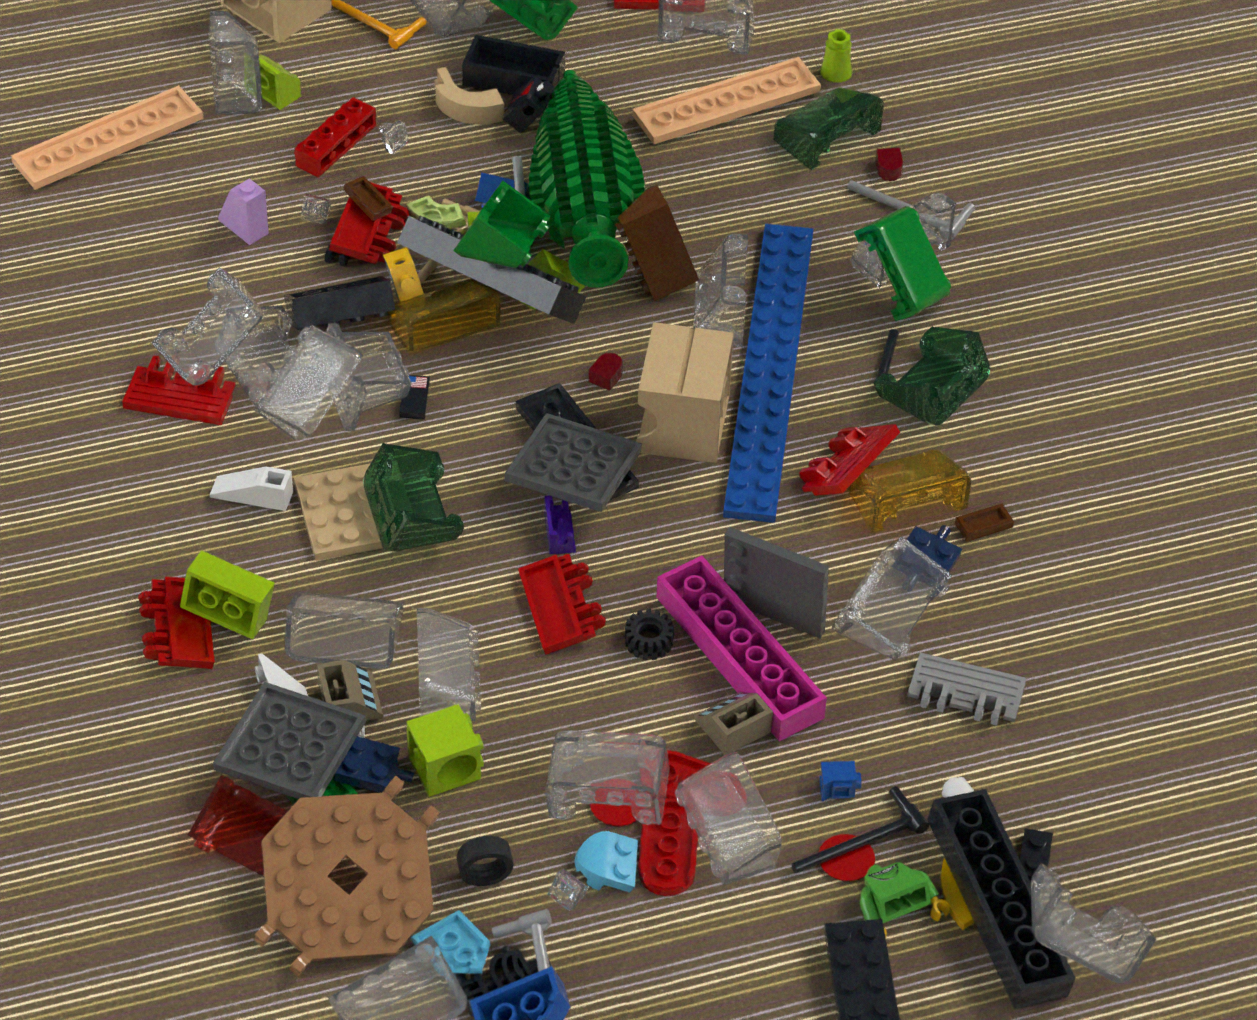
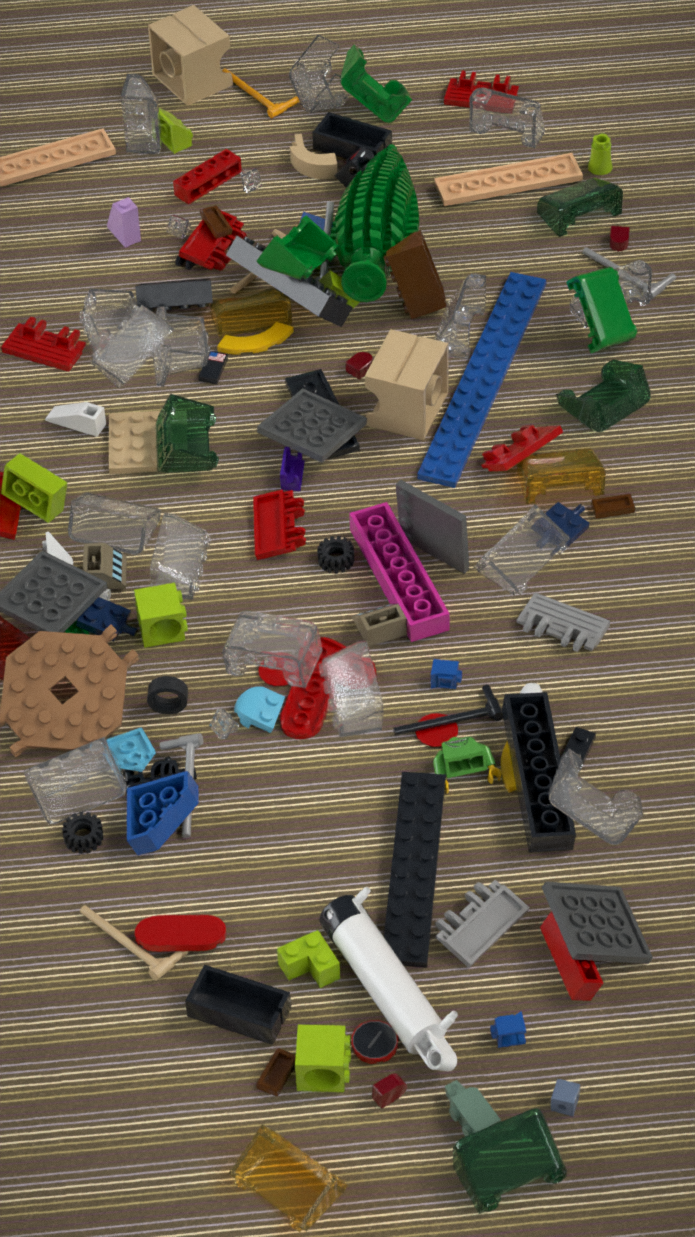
camera: 15 degrees right, 0 degrees up
(213, 332) = (73, 304): clear windscreen -> none
(403, 275) = (225, 278): yellow torso -> none
(445, 214) = (261, 235): yellowish green tile -> none
(460, 358) = (257, 343): none -> yellow tile
(888, 352) = (577, 375): black bar -> none

